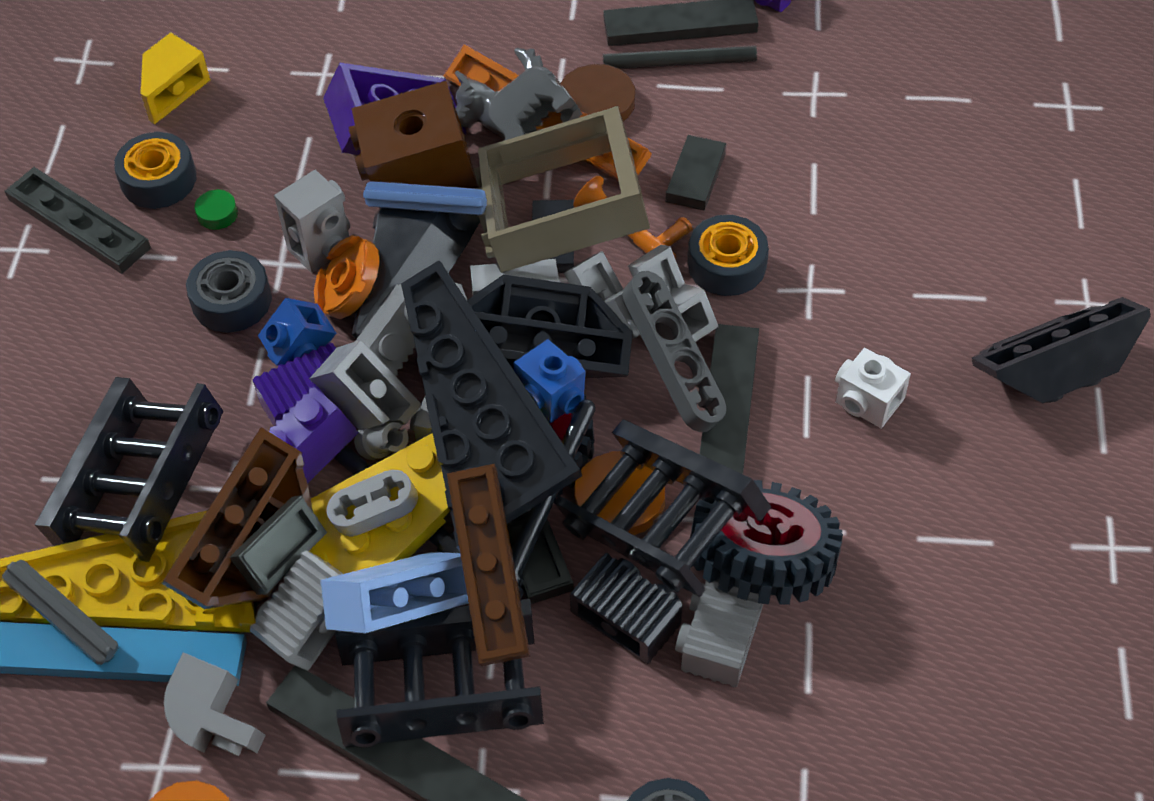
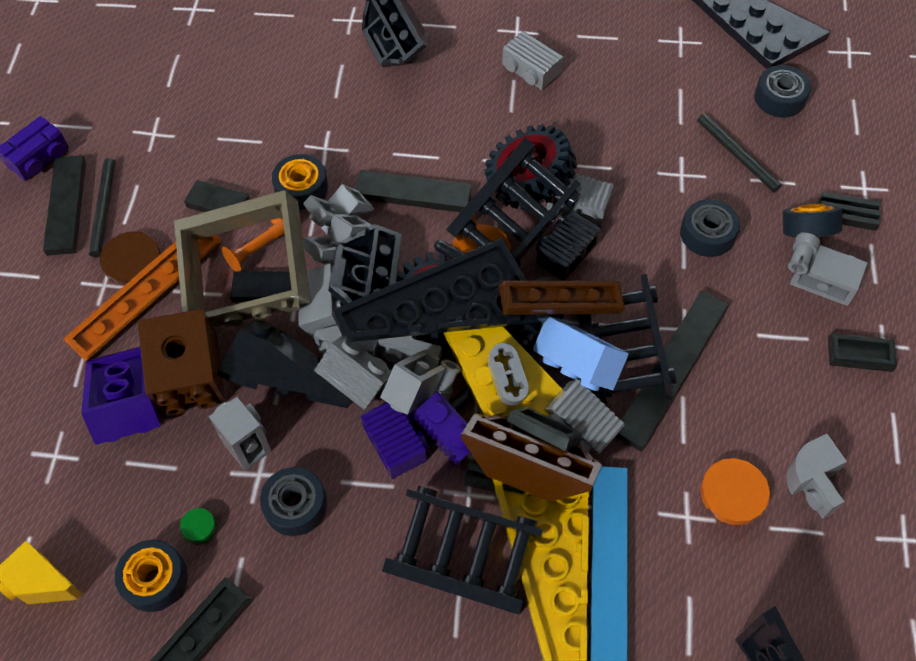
camera: 90 degrees left, 5 degrees up
(60, 612) = (590, 586): dark grey axle -> none
(196, 707) = (657, 482): light grey brick -> none
(295, 330) = (347, 444): blue brick -> none
(347, 278) = (296, 410): orange tile -> none
(425, 198) = (245, 342): medium blue axle -> none
(519, 104) = (142, 295): dark grey animal -> none
(552, 379) = (418, 257): blue brick -> none
(680, 349) = (388, 203): dark grey beam -> none
(871, 387) = (416, 113): white brick -> none
(1026, 558) = (532, 60): none -> light grey brick

